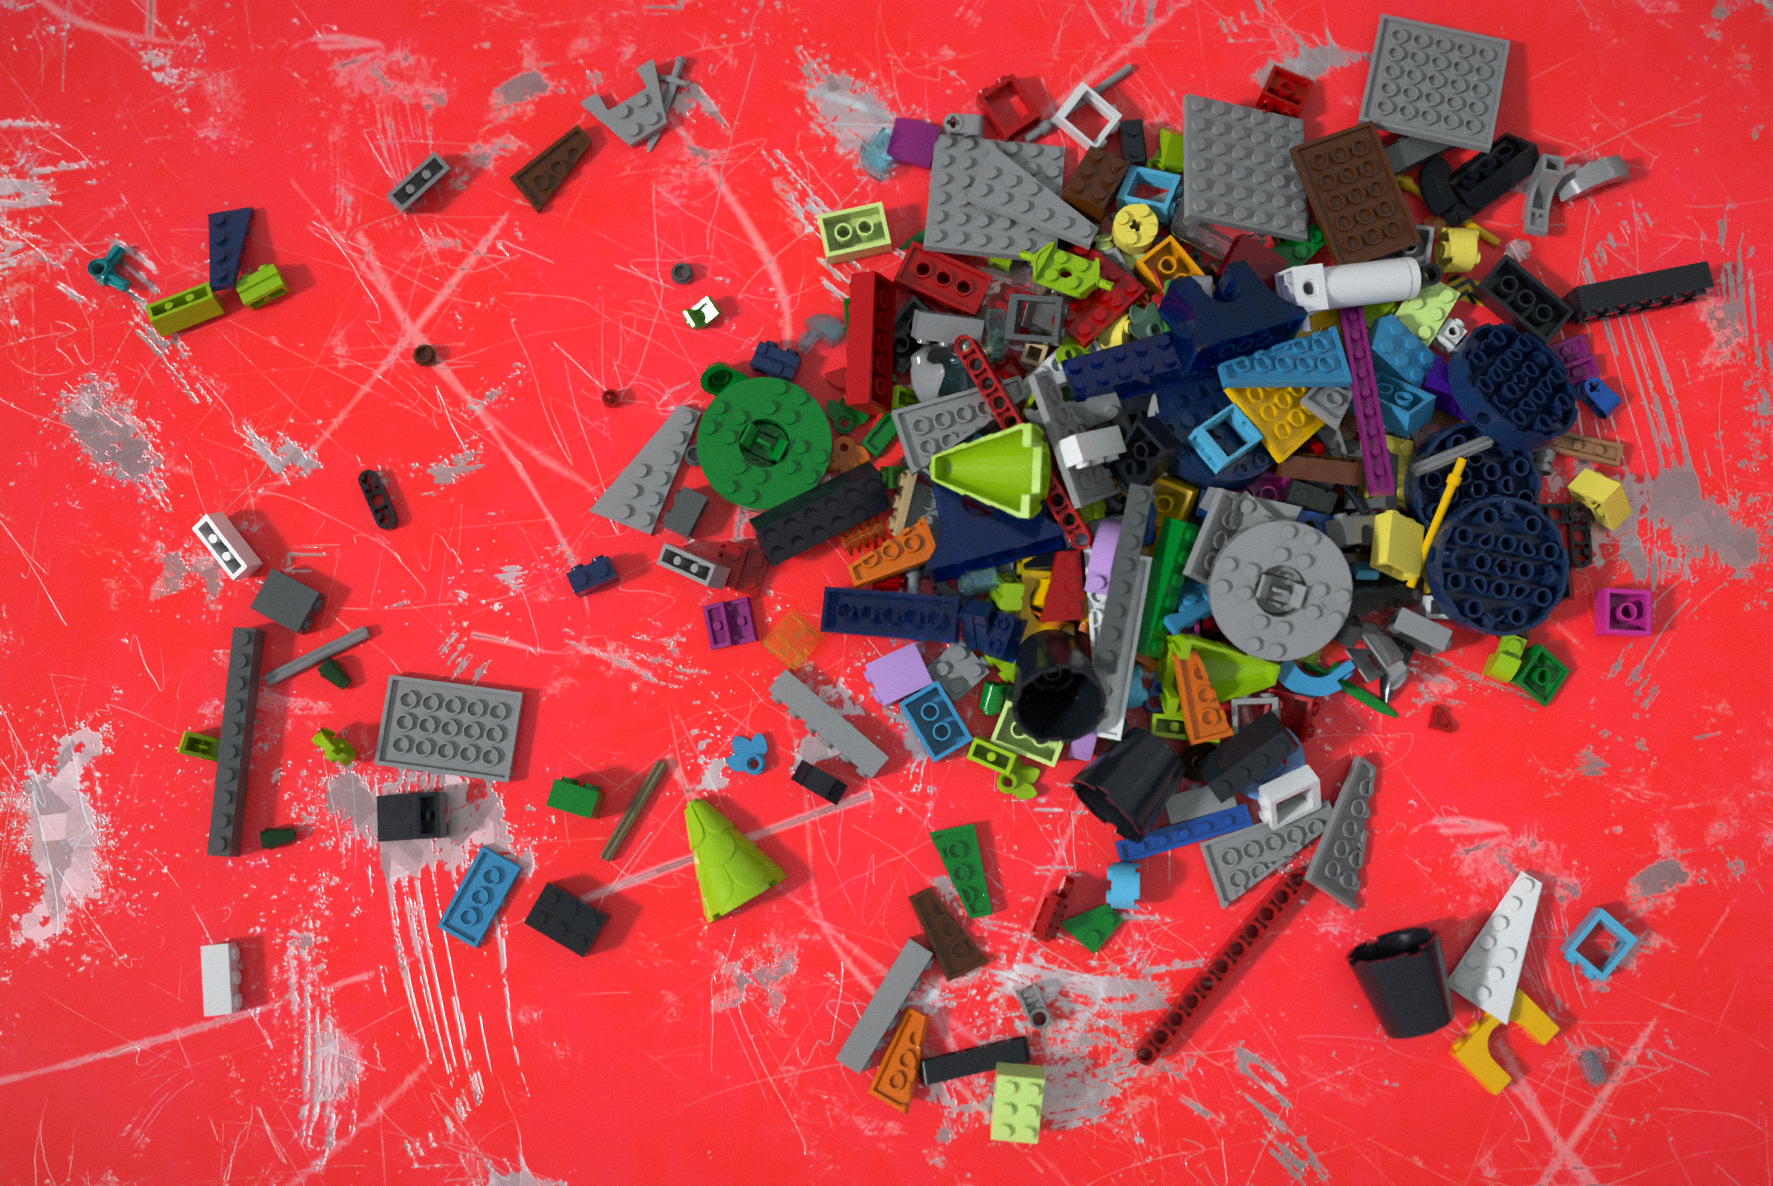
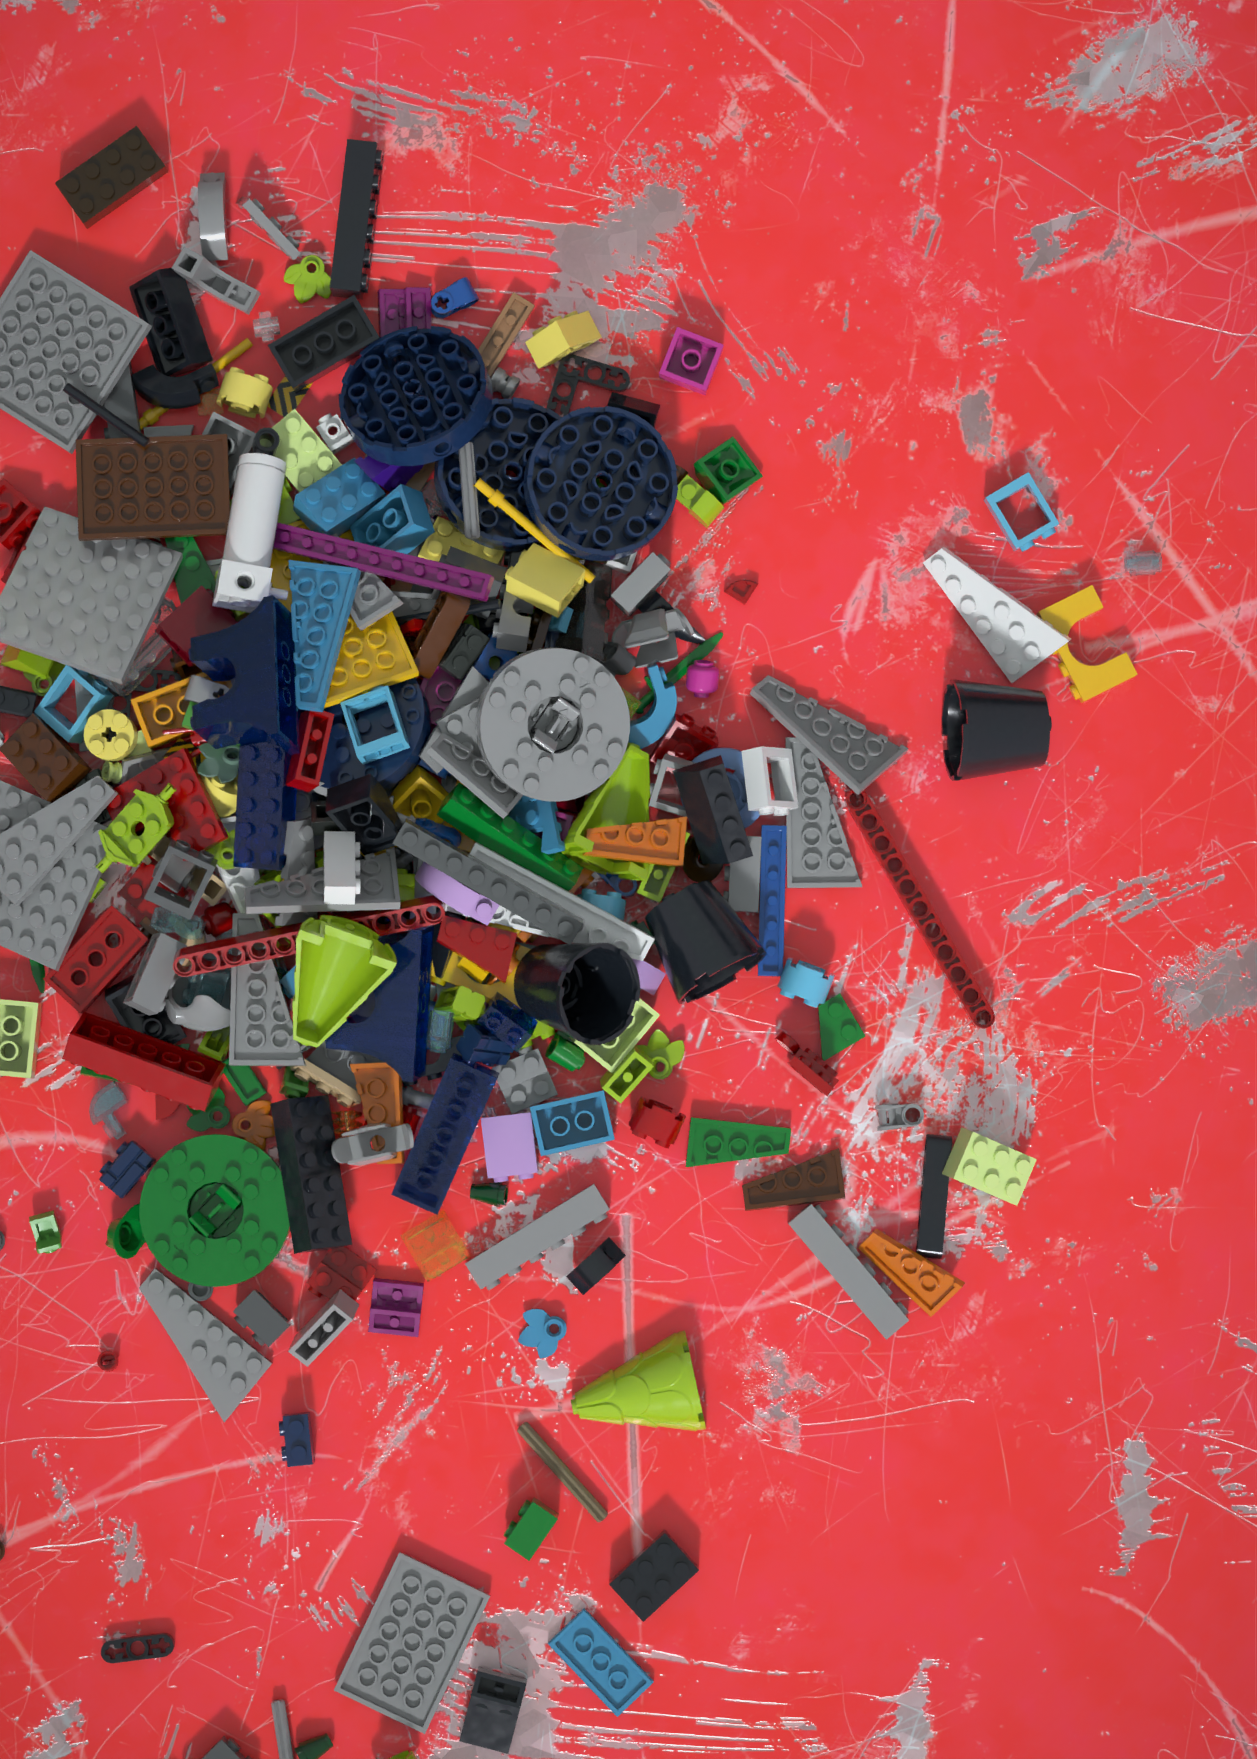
camera: 70 degrees left, 5 degrees up
(852, 672) = (490, 1193): none -> dark green cone
(854, 545) = (358, 1150): none -> light grey piece
(960, 794) = (656, 1121): none -> red brick
(1184, 390) = (307, 766): none -> red brick
(1353, 711) = (702, 678): none -> dark pink head
(1402, 136) = (106, 415): none -> black bar
(1565, 273) = (307, 282): none -> lime plate
(1593, 87) = (111, 177): none -> dark brown brick
(1605, 217) = (271, 226): none -> light grey wing

